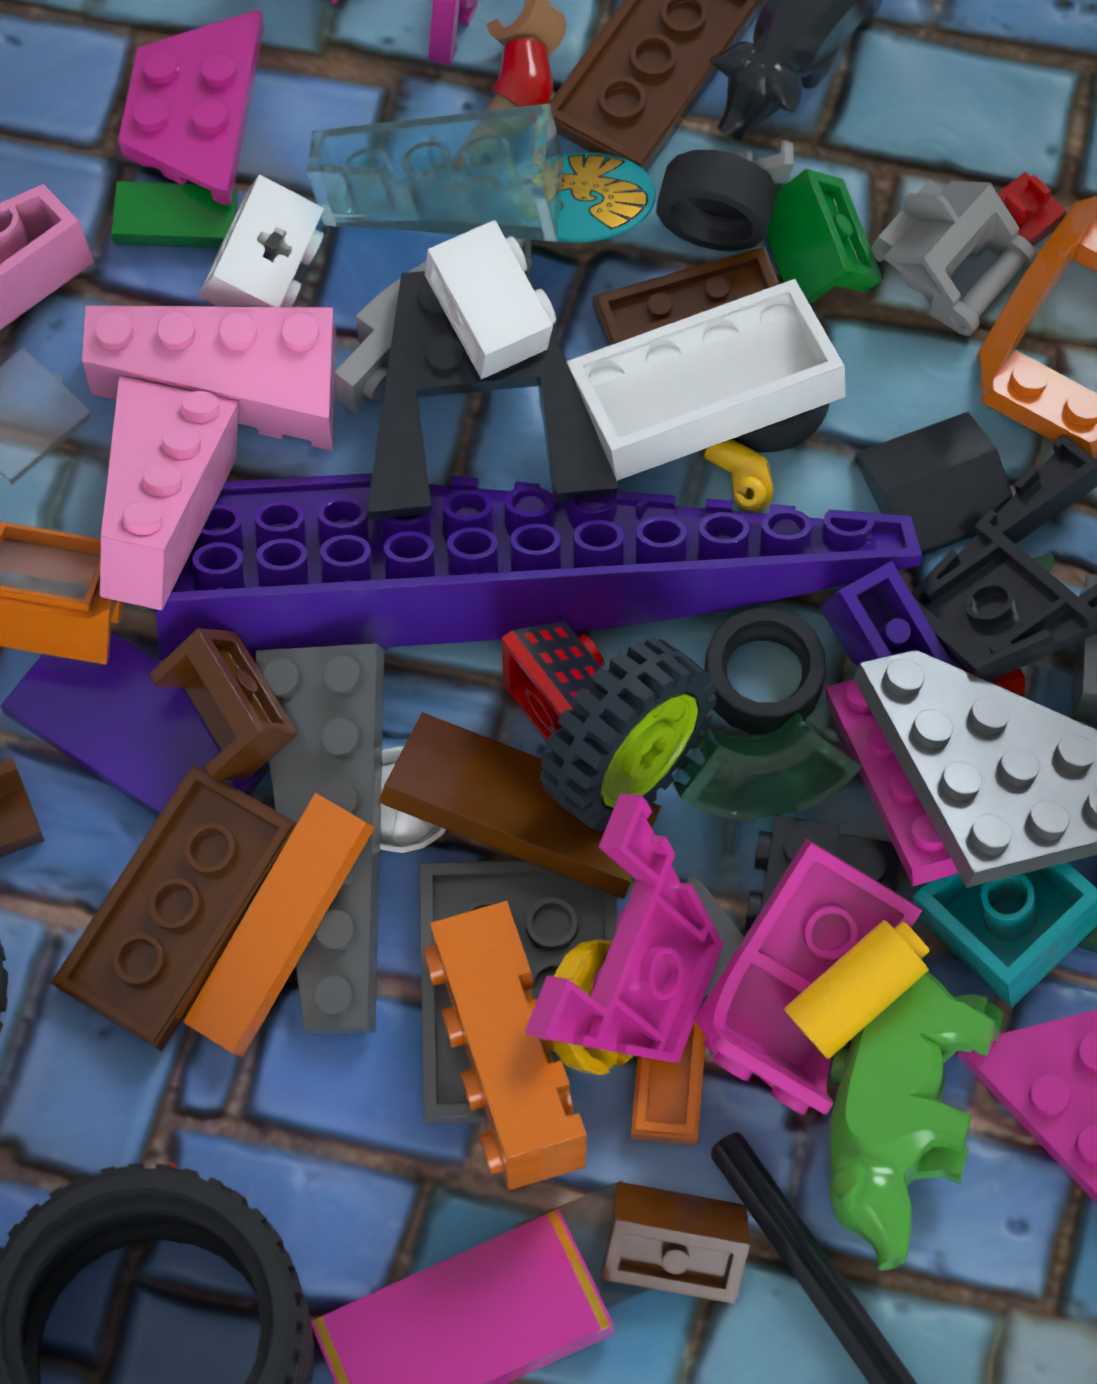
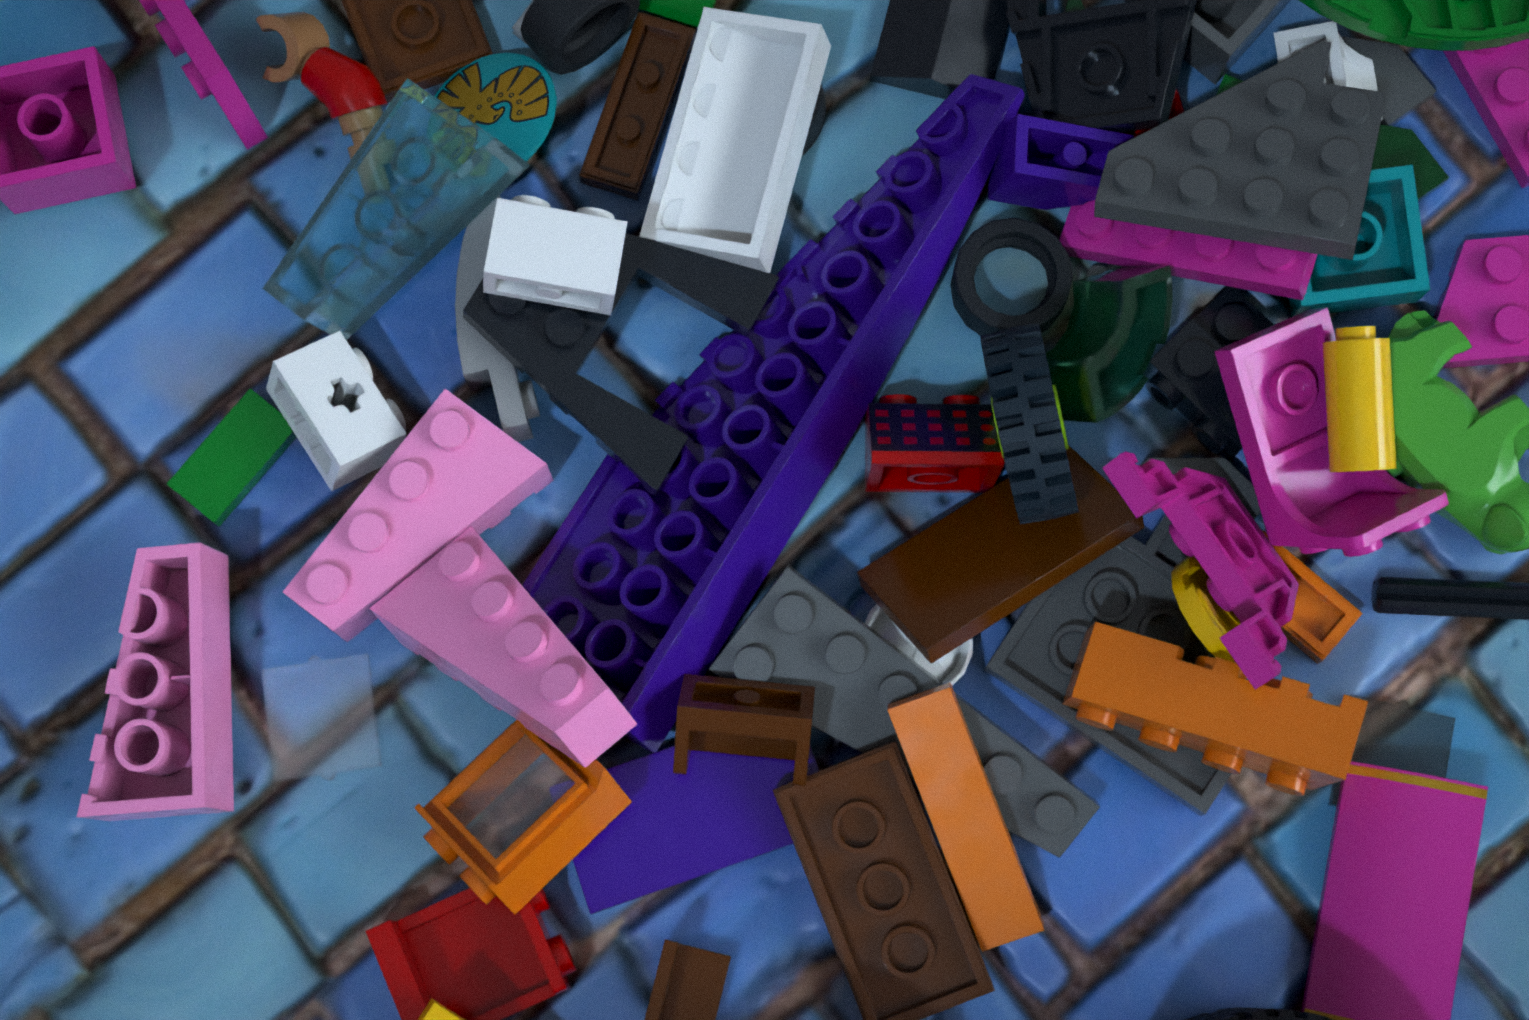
camera: 55 degrees left, 10 degrees up
(193, 103) = (141, 369): dark pink wing -> none
(676, 1242) = (1438, 686): reddish brown panel -> none
(749, 474) = (833, 172): yellow arm -> none

